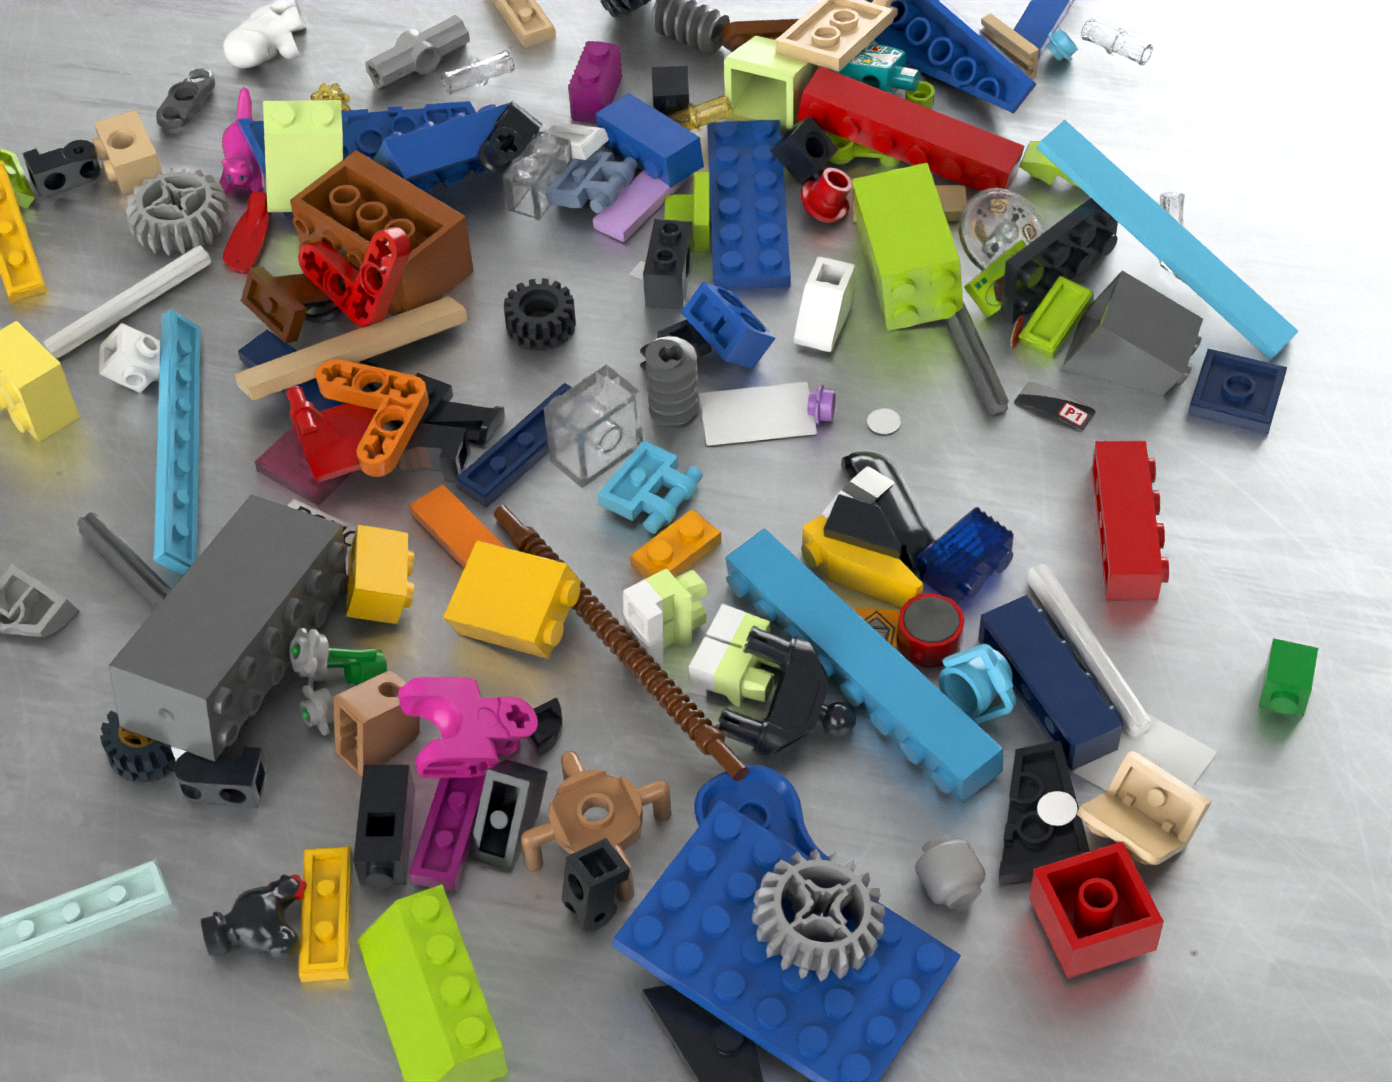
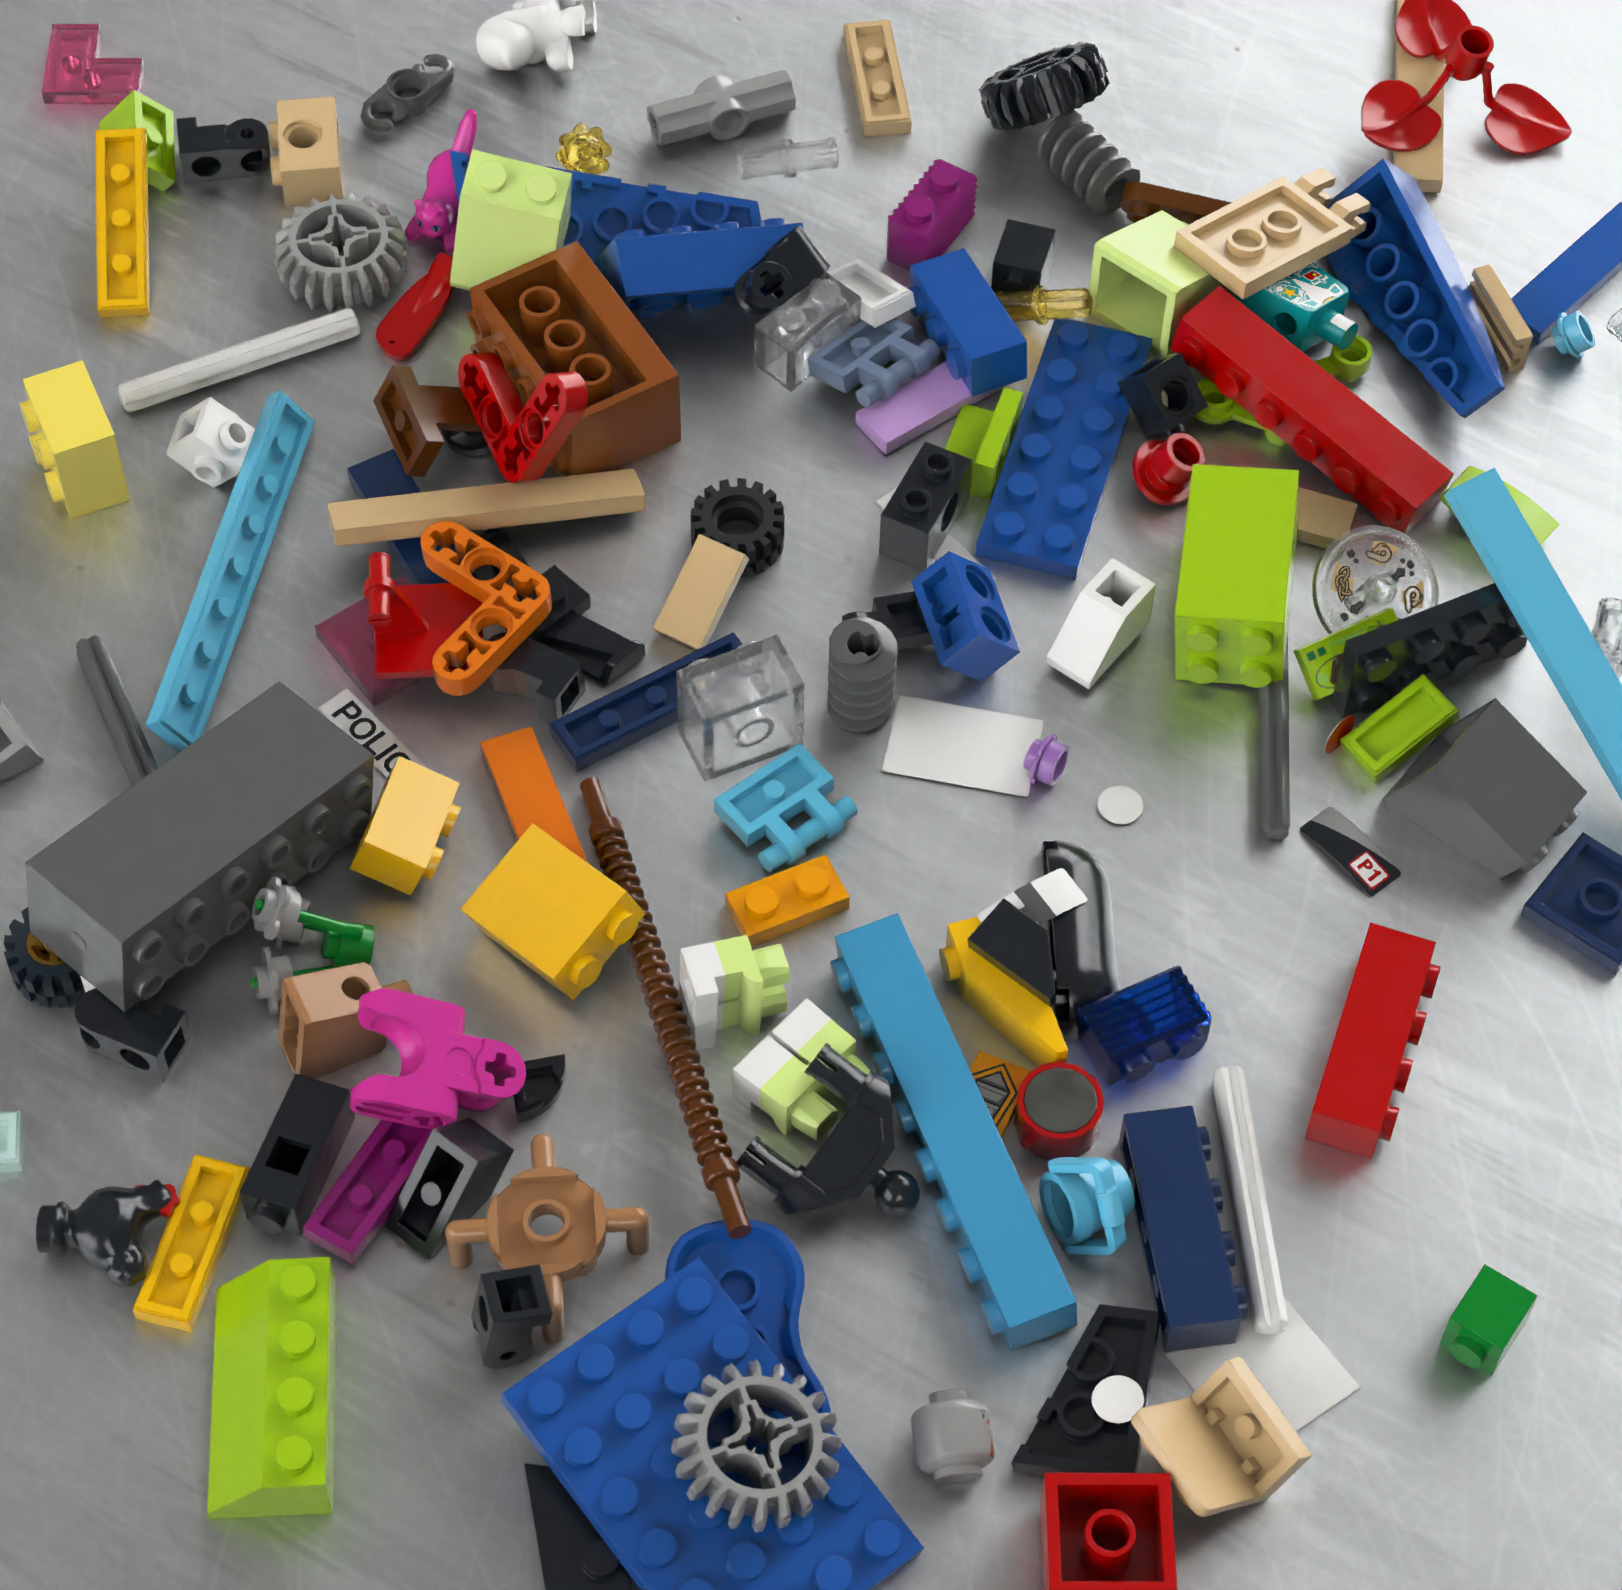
camera: 15 degrees right, 5 degrees up
(532, 362) = (701, 593): none -> tan tile

